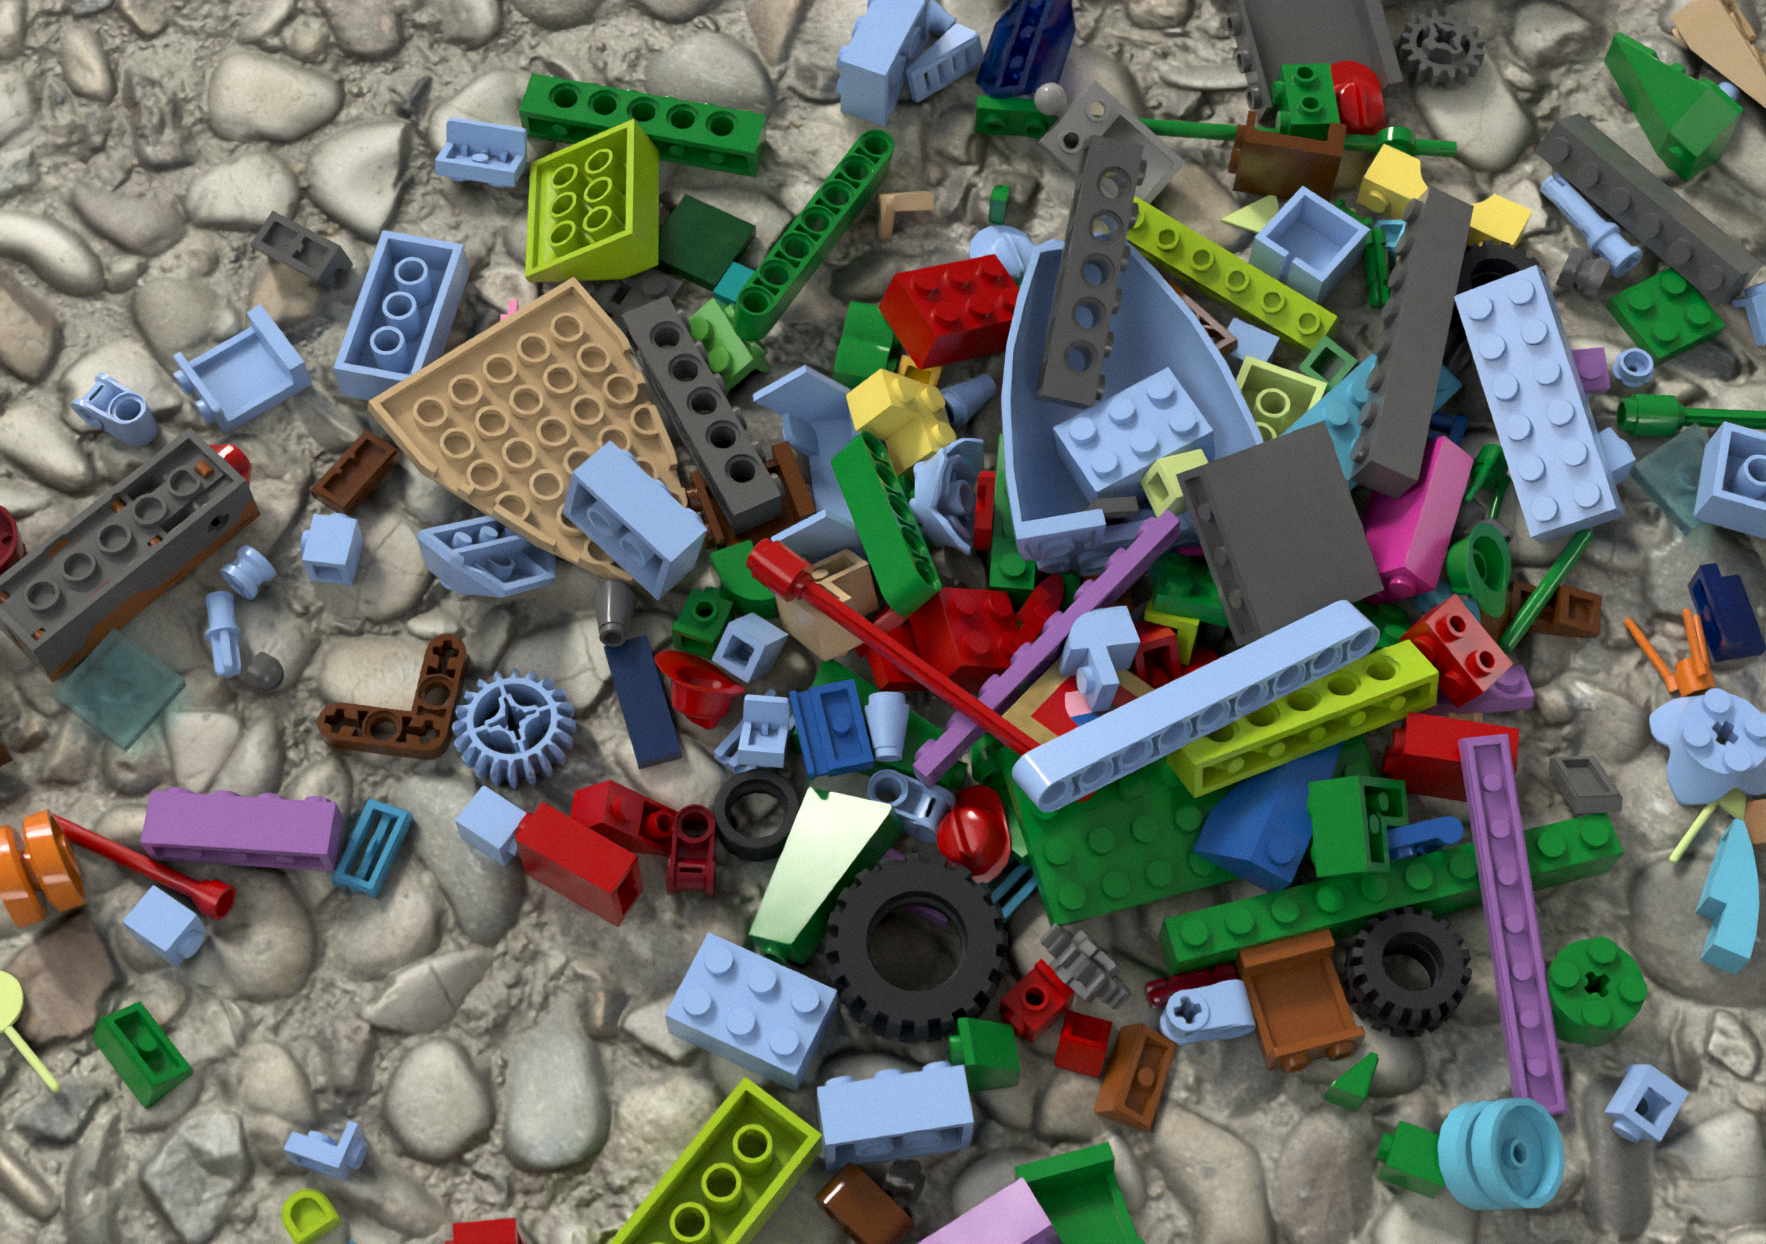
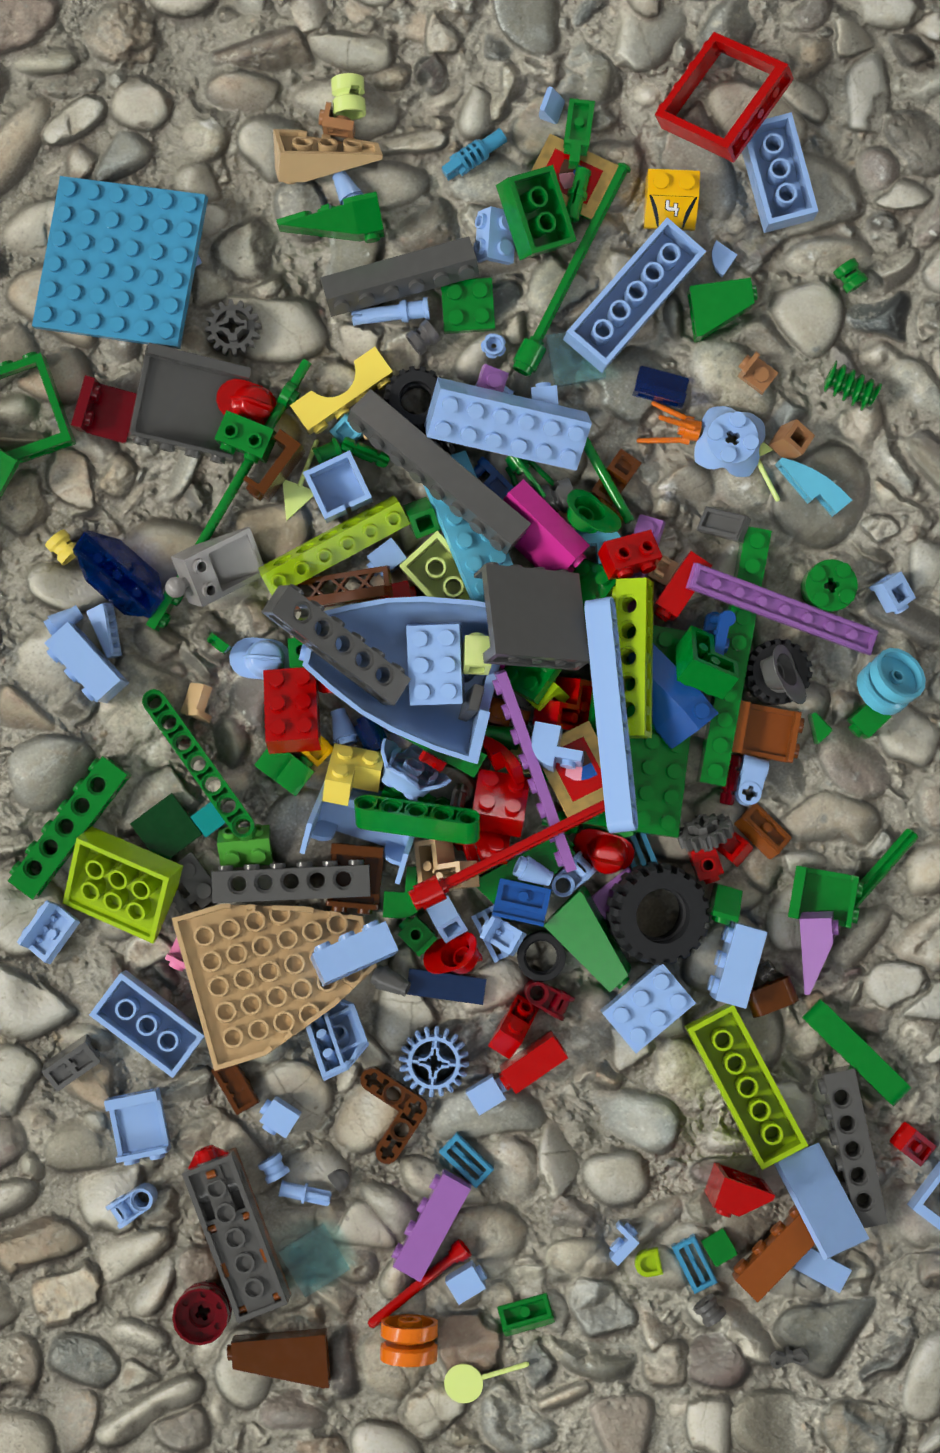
camera: 65 degrees left, 25 degrees up
(984, 425) = (370, 733): none -> clear blue brick
(1413, 956) = (782, 676): none -> dark grey piece

